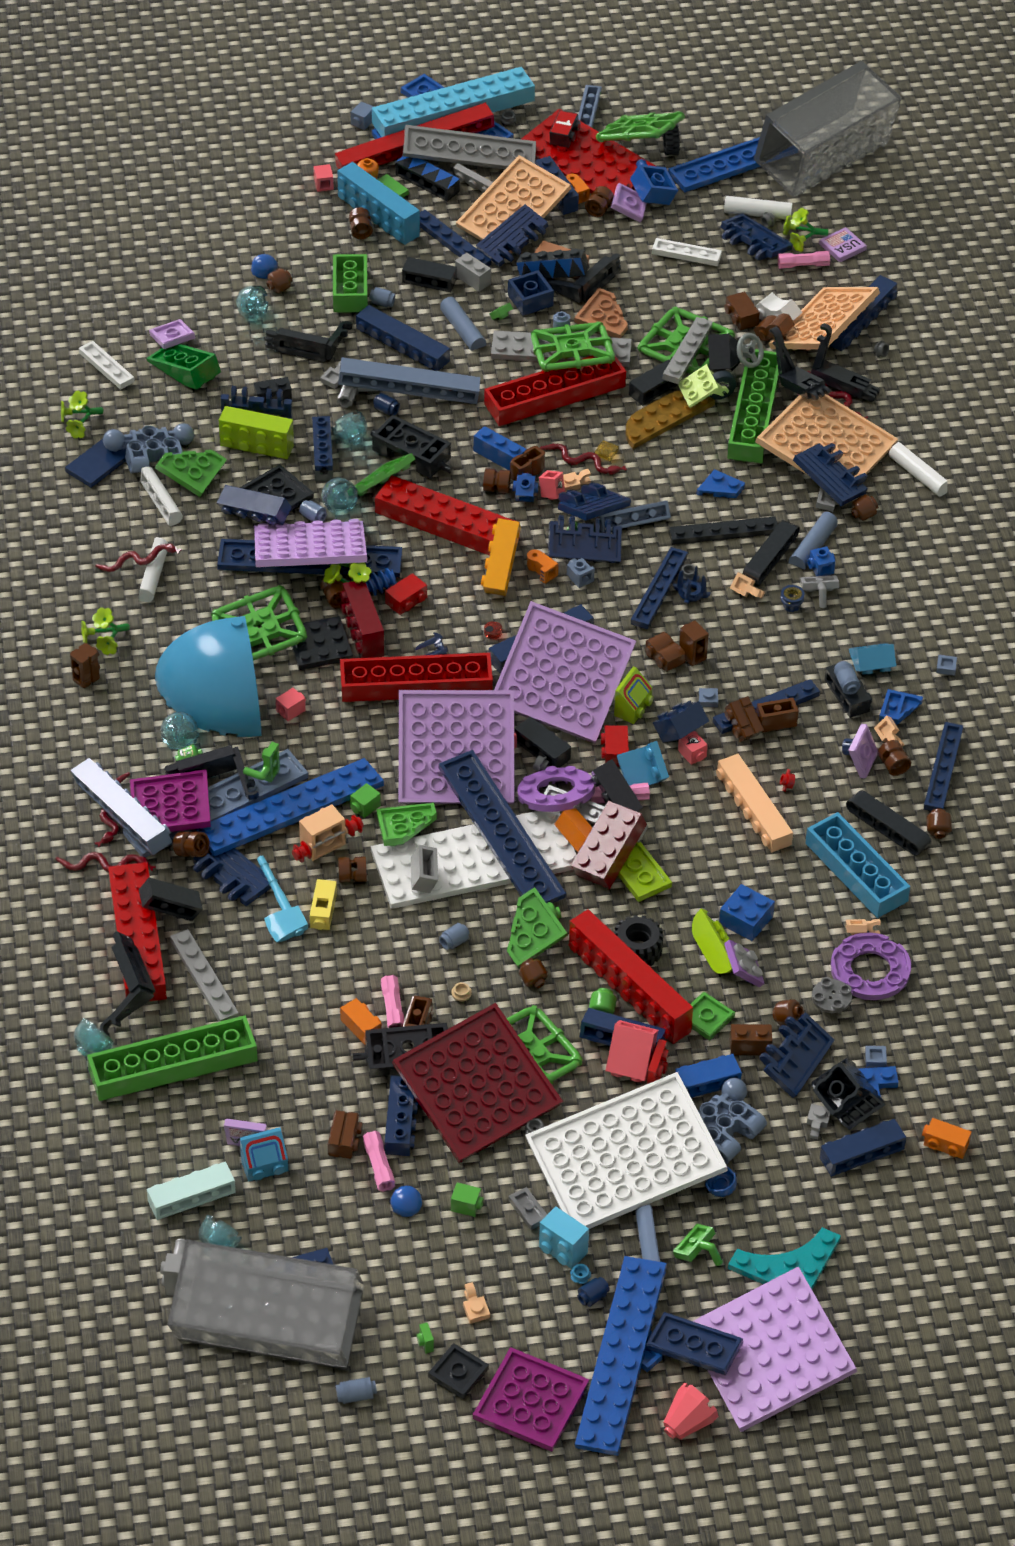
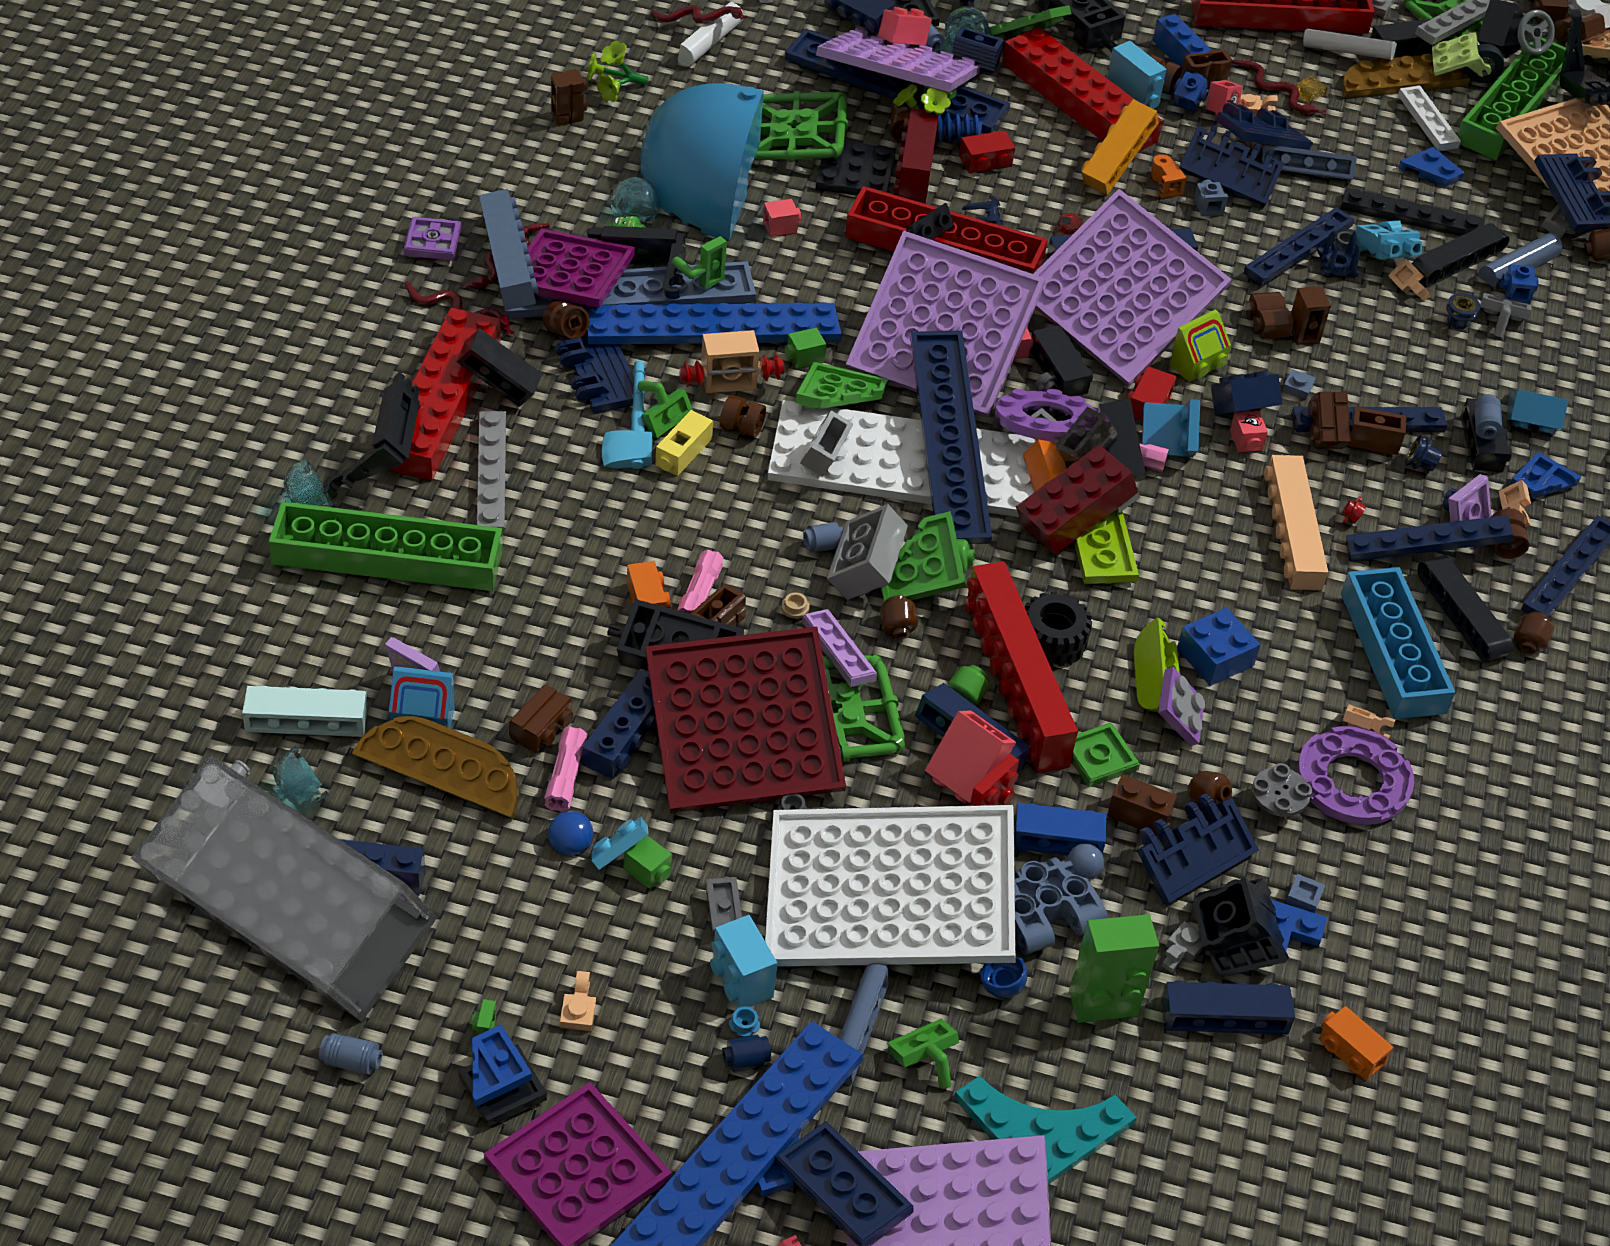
camera: 20 degrees right, 0 degrees up
(54, 816) = (432, 238): none -> medium lavender piece
(297, 513) = (905, 26): none -> coral brick
(299, 886) = (667, 411): none -> bright green plate
(300, 1187) = (443, 761): none -> pearl gold plate
(356, 508) = (977, 45): none -> dark blue brick
(406, 674) = (932, 223): none -> black hinge
(443, 1194) = (626, 836): none -> medium azure plate
(451, 1359) = (496, 1065): none -> blue wing
(482, 490) = (1137, 74): none -> medium azure brick
(492, 936) = (867, 552): none -> light grey brick
(513, 1012) = (840, 648): none -> lavender tile
(595, 798) = (1084, 435): none -> clear smoke brick
(618, 403) = (1349, 44): none -> white brick
(701, 445) = (1429, 118): none -> white plate
(722, 564) = (1388, 240): none -> medium azure hips
(789, 1150) = (1113, 968): none -> bright green brick
(813, 720) = (1423, 454): none -> dark blue piece
(845, 782) = (1429, 538): none -> dark blue plate

